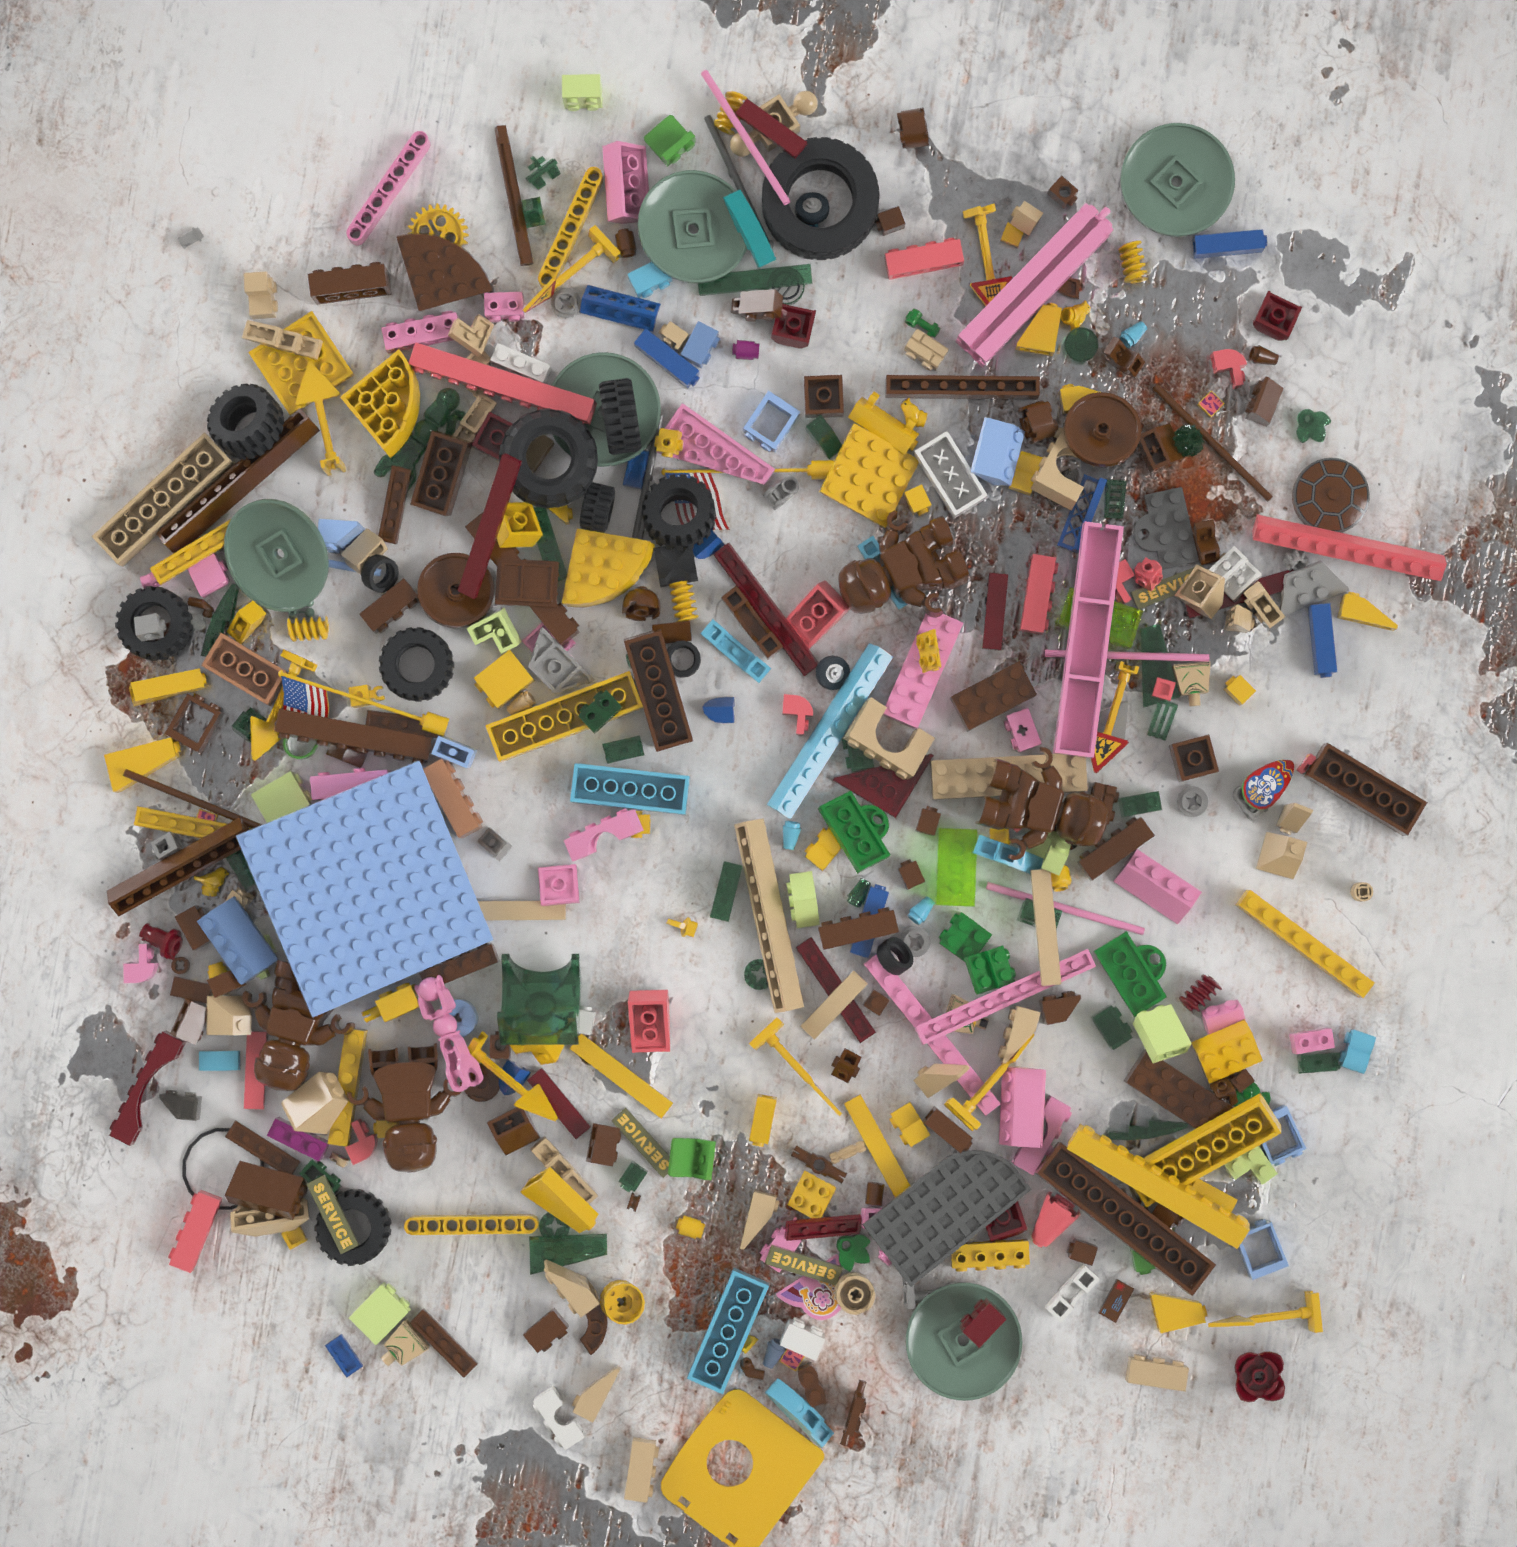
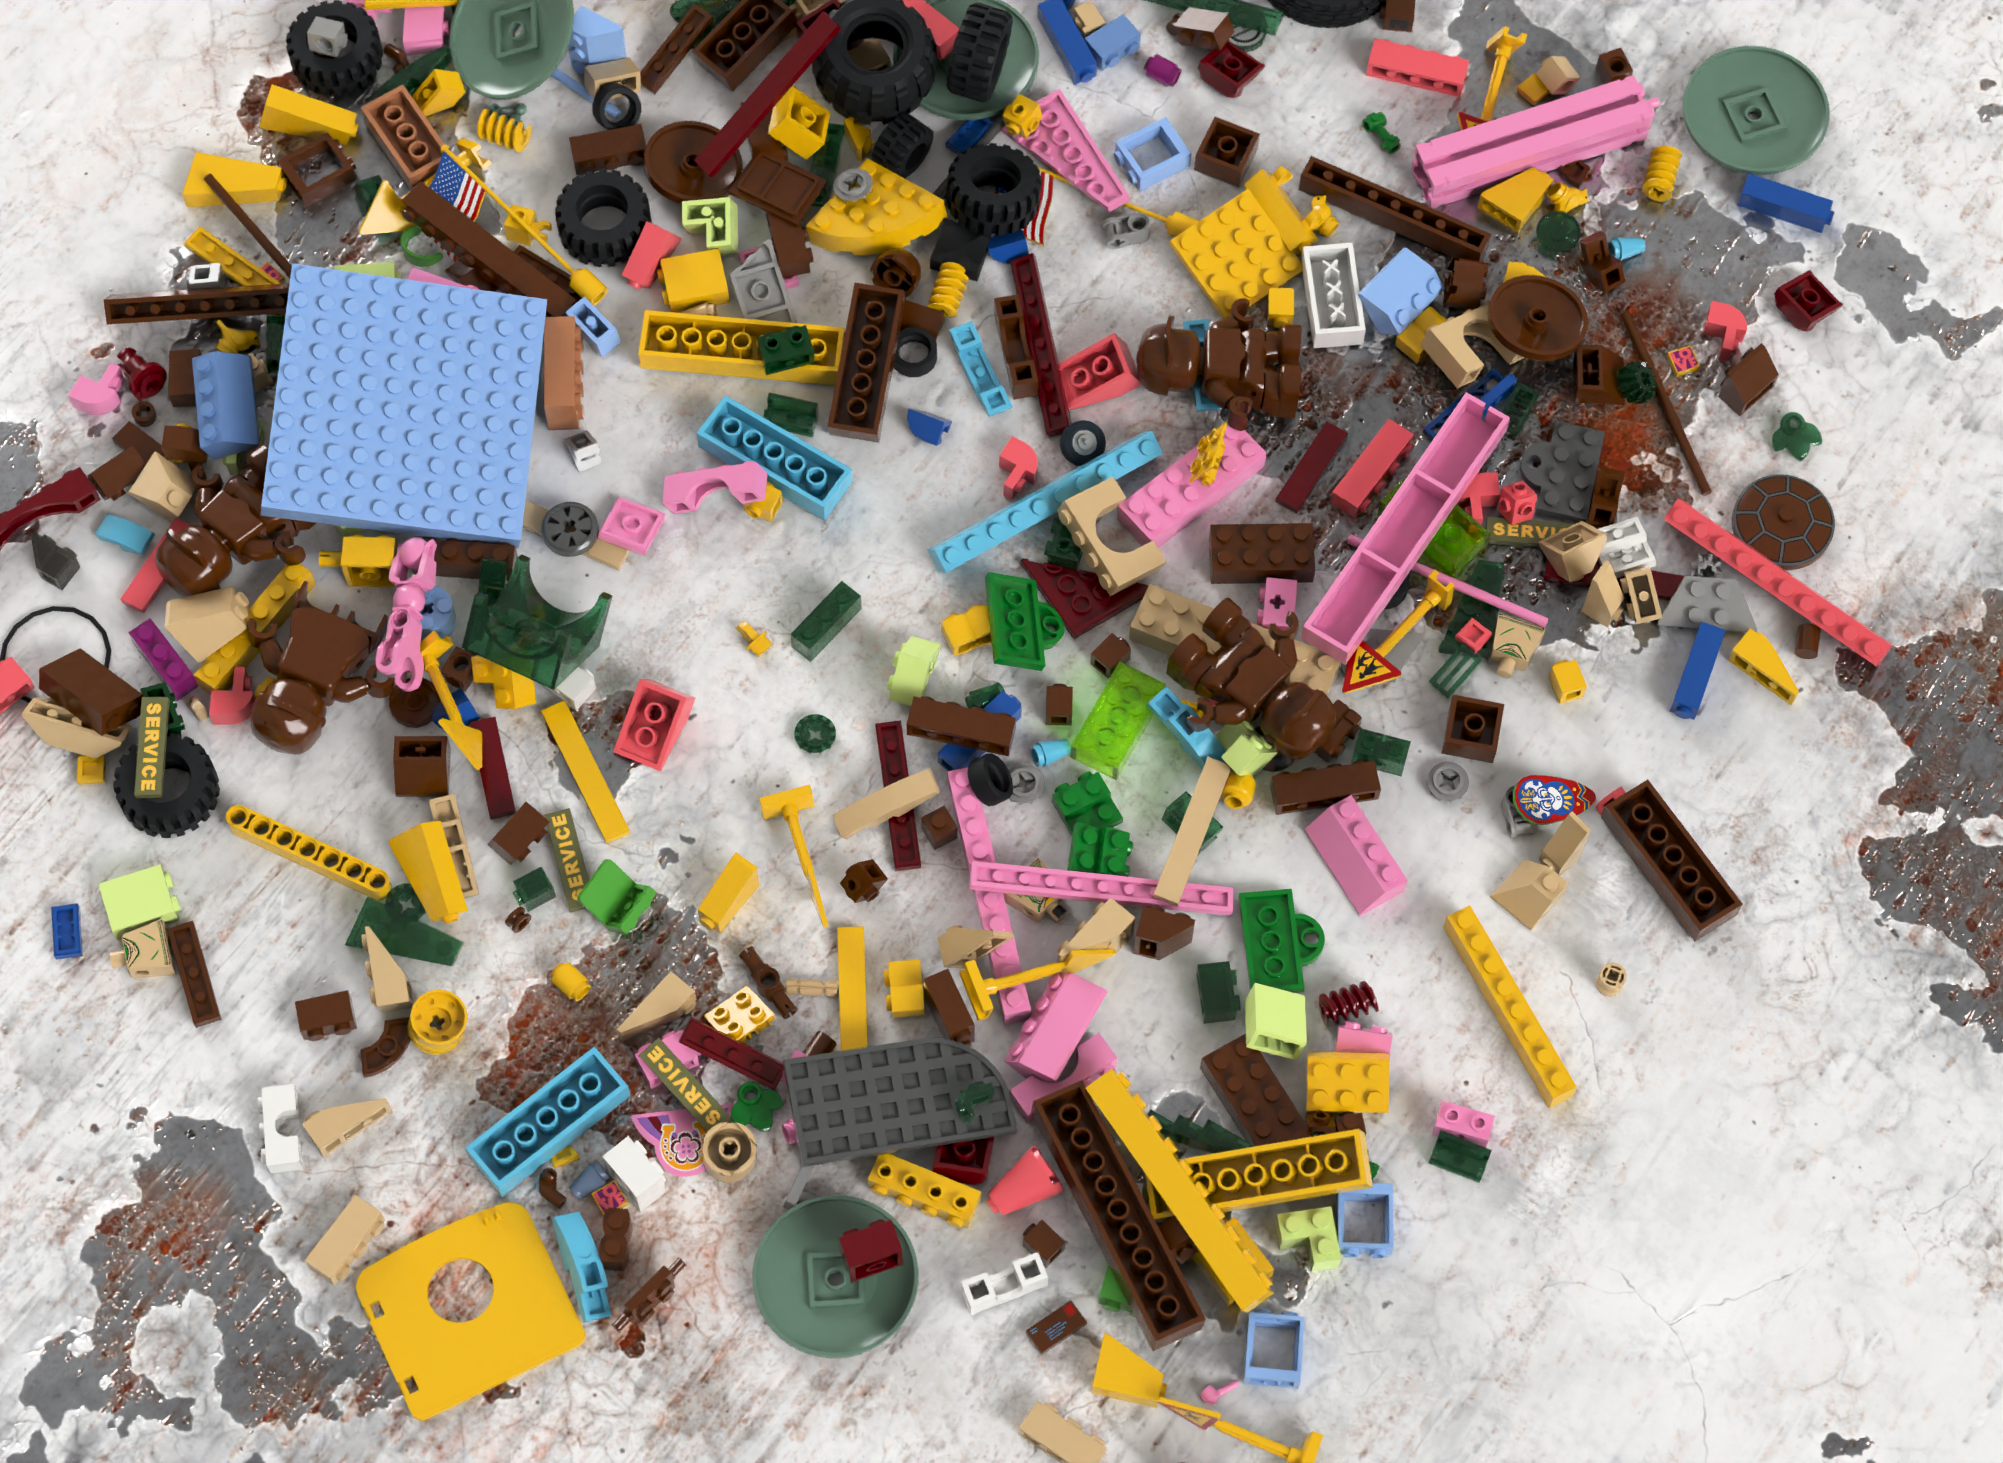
camera: 20 degrees right, 20 degrees down
(262, 1148) = (111, 647): reddish brown tile -> none
(463, 675) = (645, 258): none -> coral slope
(489, 976) = (493, 579): none -> clear green slope
(509, 916) = (570, 543): none -> dark grey wheel
(574, 554) = (849, 178): none -> light grey gear
(769, 915) = (862, 671): tan brick -> none
(790, 834) = (938, 595): medium azure cone -> none
(824, 437) = (1204, 190): clear green slope -> none
(925, 350) = (1371, 158): tan brick -> none
(995, 1185) = (974, 1095): none -> clear green bracket
(1069, 909) = (1236, 838): bright pink piece -> none
(1235, 1296) = (1211, 1395): none -> bright pink hand
(1261, 355) = (1771, 336): reddish brown cone -> none
(1357, 1051) = (1515, 1166): medium azure brick -> none
(1385, 580) = (1807, 641): none -> reddish brown piece

